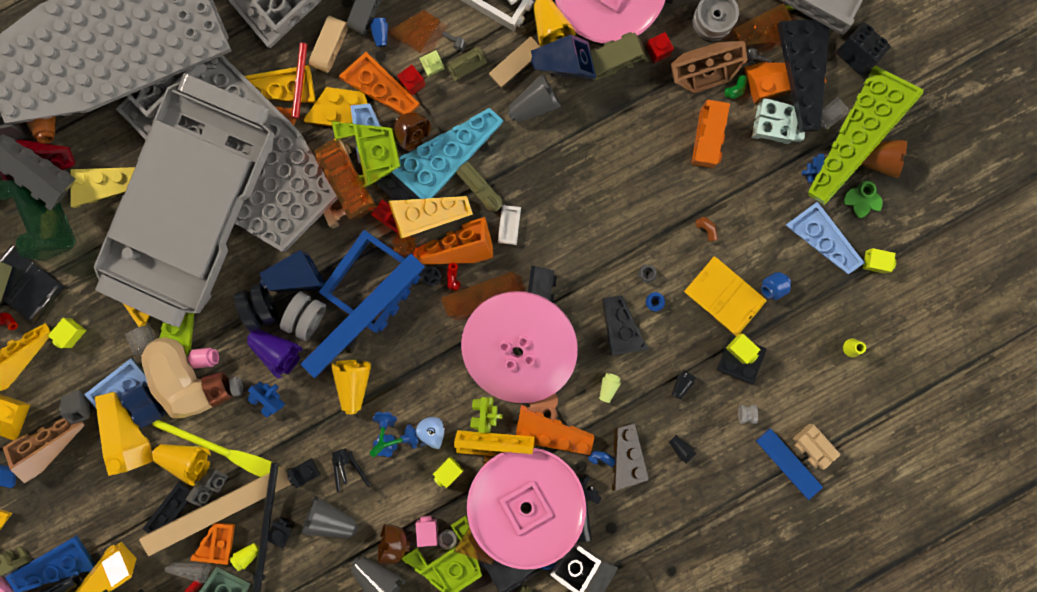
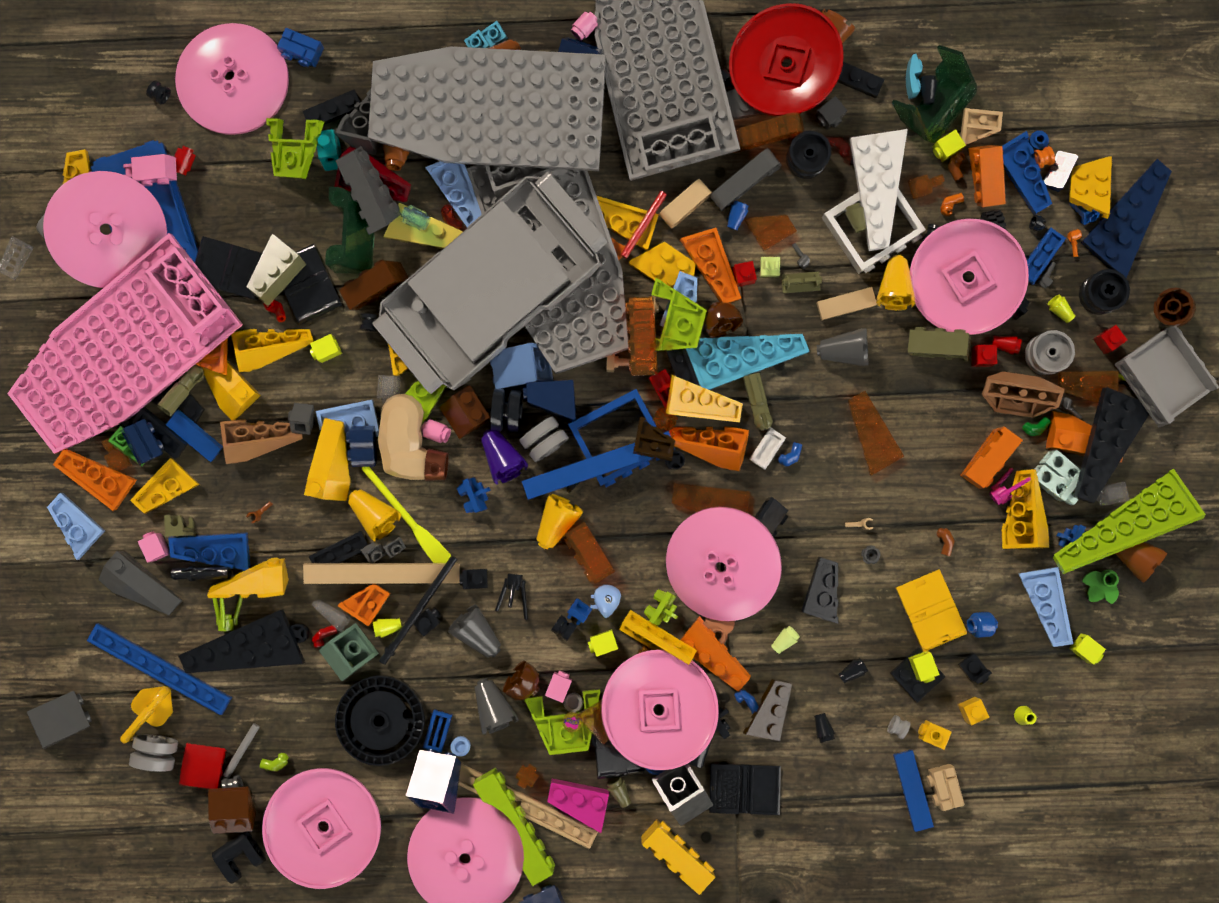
camera: 25 degrees right, 0 degrees up
(79, 254) = (373, 283): none -> reddish brown wedge
(79, 513) = (258, 513): none -> dark orange hand
(89, 175) = (415, 217): none -> clear light blue brick
(92, 293) = (367, 322): none -> black wheel
(113, 128) = (457, 188): none -> light blue wing
(119, 158) = (448, 217): none -> clear red arm
(221, 327) = (465, 412): none -> reddish brown slope
(236, 386) = (452, 471): light grey tile -> none
(249, 259) = (520, 366): none -> medium blue slope
(386, 443) = (560, 590): blue plant -> none
(394, 397) = (588, 553): none -> clear orange wedge
(400, 269) = (653, 442): none -> dark brown wing
(405, 476) = (564, 628): none -> black wheel
(412, 455) = (579, 611): none -> blue tile
(451, 277) = (693, 468): red arm -> none
(453, 559) = (571, 722): none -> clear yellow tile
(534, 222) = (791, 457): none -> blue arm
(565, 57) = (894, 324): dark blue slope -> none
(597, 166) = (876, 440): none -> clear orange wing
(626, 250) = (862, 524): none -> tan hand
(639, 538) = (745, 789): none -> black piece
(661, 301) = (871, 583): blue plate -> none
(675, 27) = (1008, 344): none -> red cone
(734, 162) = (1000, 494): none -> dark pink plant
(767, 172) = (1026, 517): none -> yellow wedge
(782, 404) = (934, 734): none -> yellow brick
(789, 329) = (975, 669): none -> black bracket
(806, 366) = (973, 710): none -> yellow brick
(863, 49) = (1171, 449): black bracket -> none

